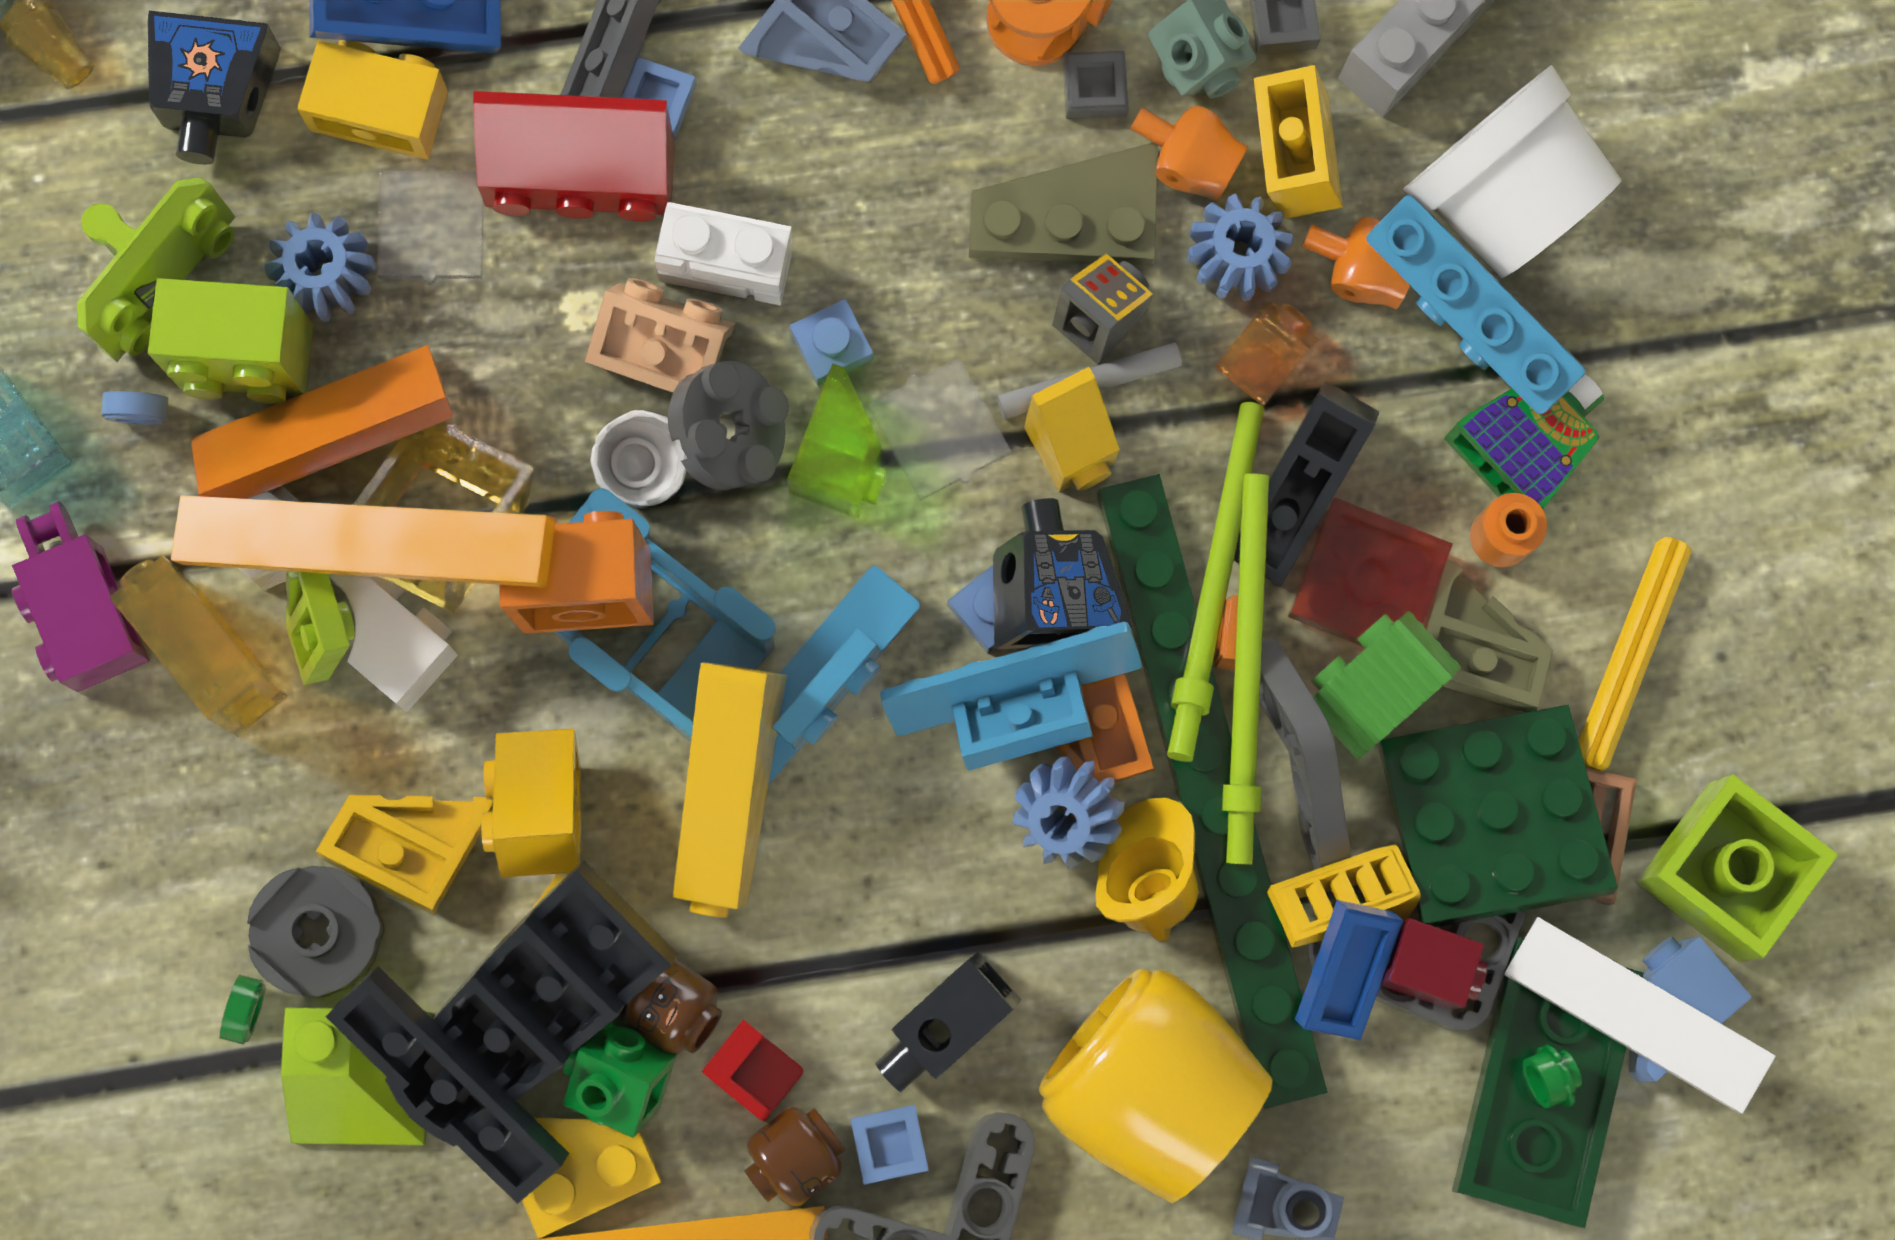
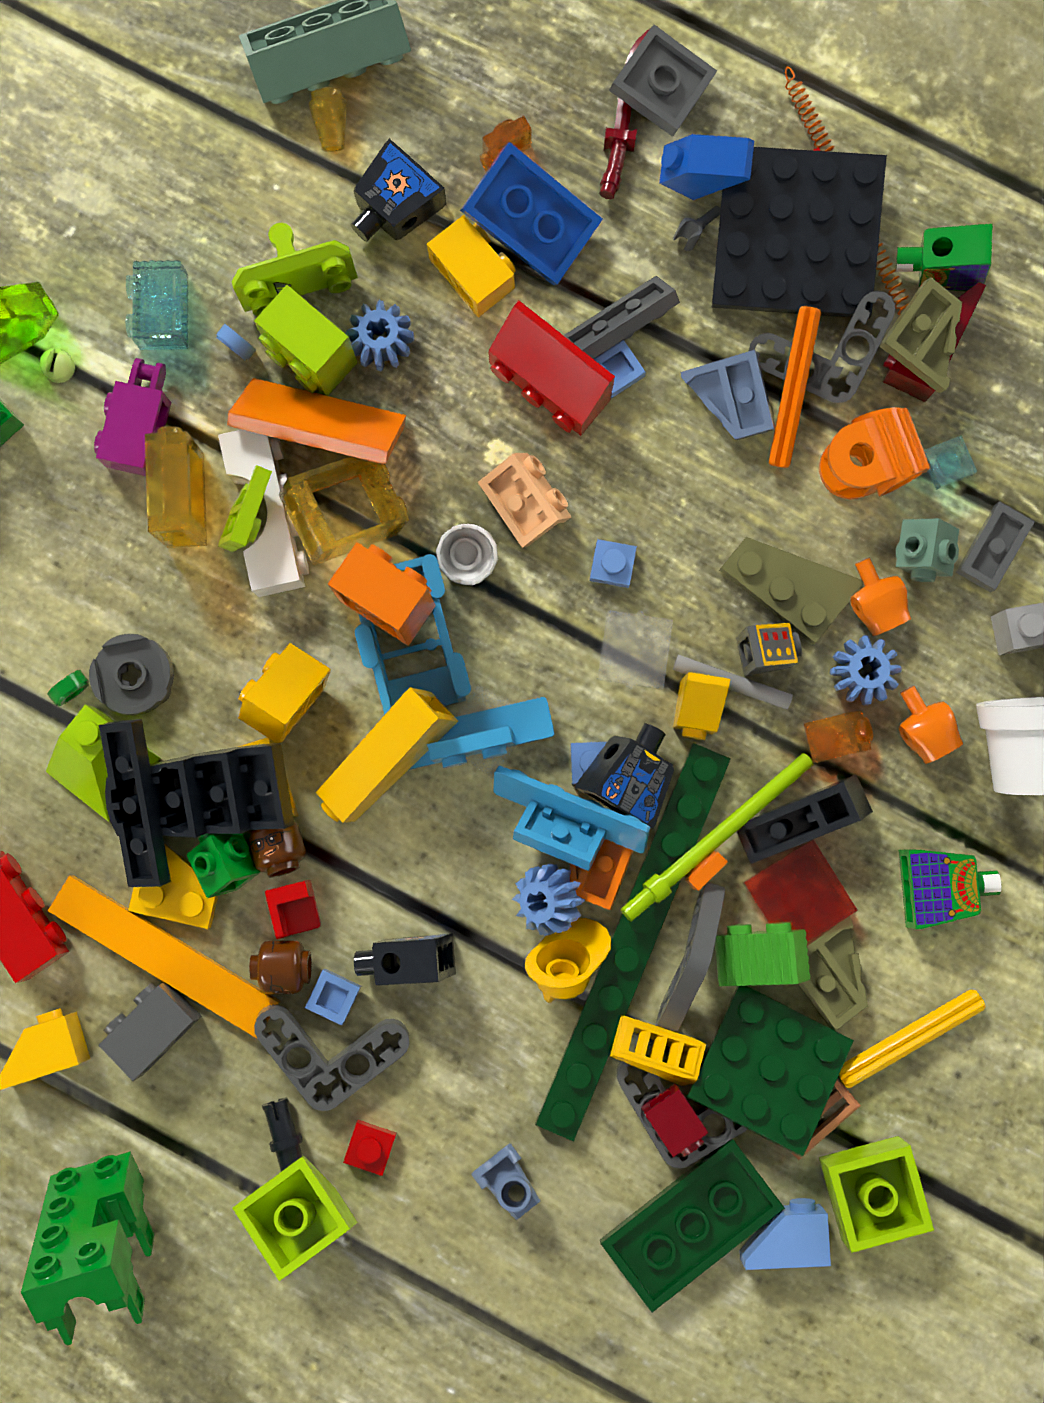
camera: 50 degrees right, 5 degrees up
(364, 540) = (288, 499): light orange tile -> none
(405, 844) = (207, 664): yellow wing -> none
(430, 225) = (453, 353): clear piece -> none
(724, 253) = (590, 477): white brick -> none
(758, 421) = (542, 580): dark grey plate -> none
(839, 452) = (572, 624): clear neon green slope -> none
(1095, 84) = (856, 526): dark grey tile -> none
(1155, 1085) = (484, 1073): yellow piece -> none
(1242, 796) = (643, 958): lime bar -> none
(1298, 142) = (939, 637): yellow brick -> none
(1349, 970) = (630, 1090): blue tile -> none
(1476, 305) = (966, 795): dark azure bracket -> none
(1493, 539) = (880, 926): orange brick -> none
(1552, 1076) = (693, 1225): green plate -> none
(1640, 1015) = (763, 1231): white tile -> none

